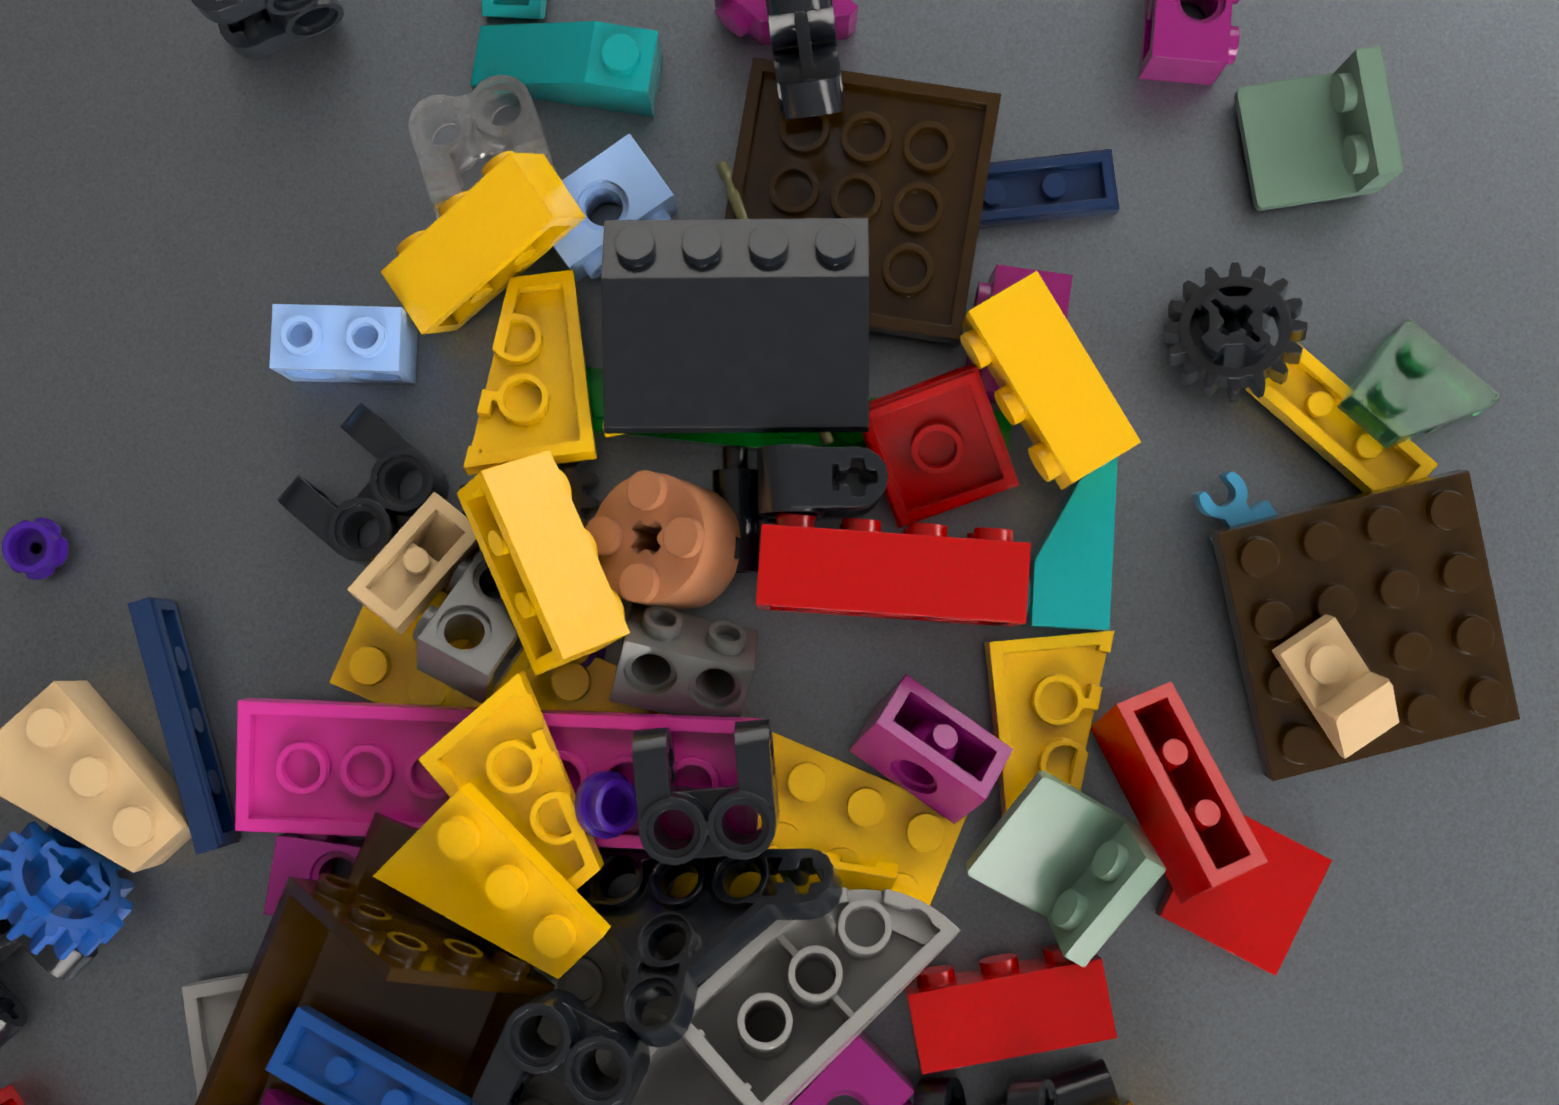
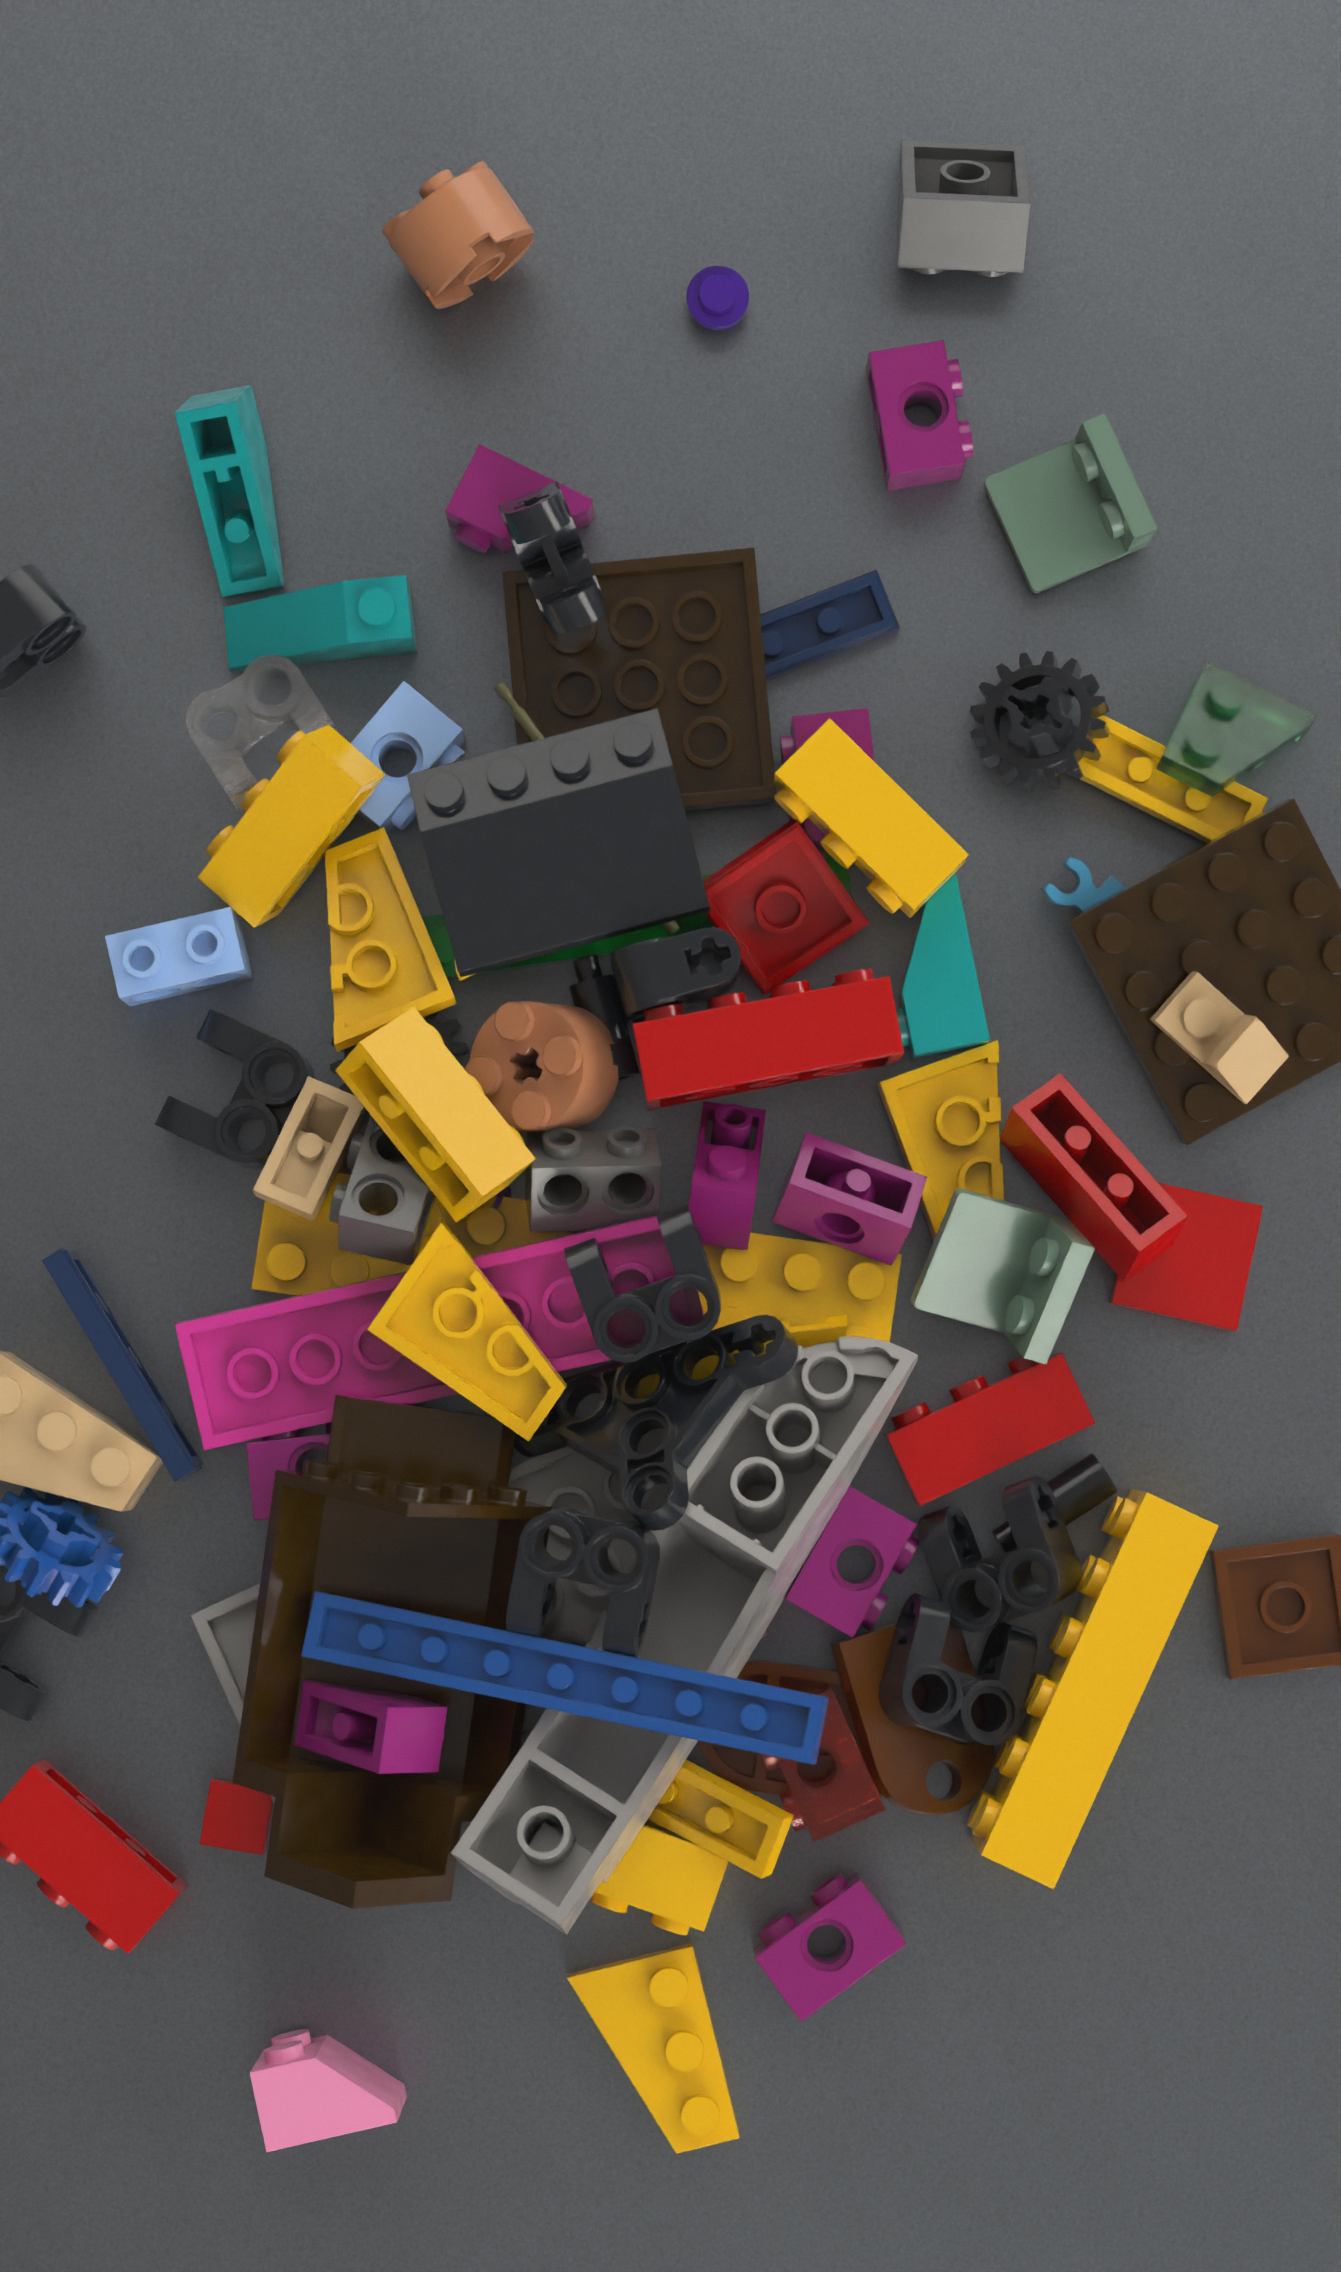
camera: 15 degrees left, 0 degrees up
(495, 884) = (470, 1426): yellow wing -> none
(606, 804) = (556, 1326): dark purple plate -> none
(817, 692) = (726, 1173): none -> magenta slope

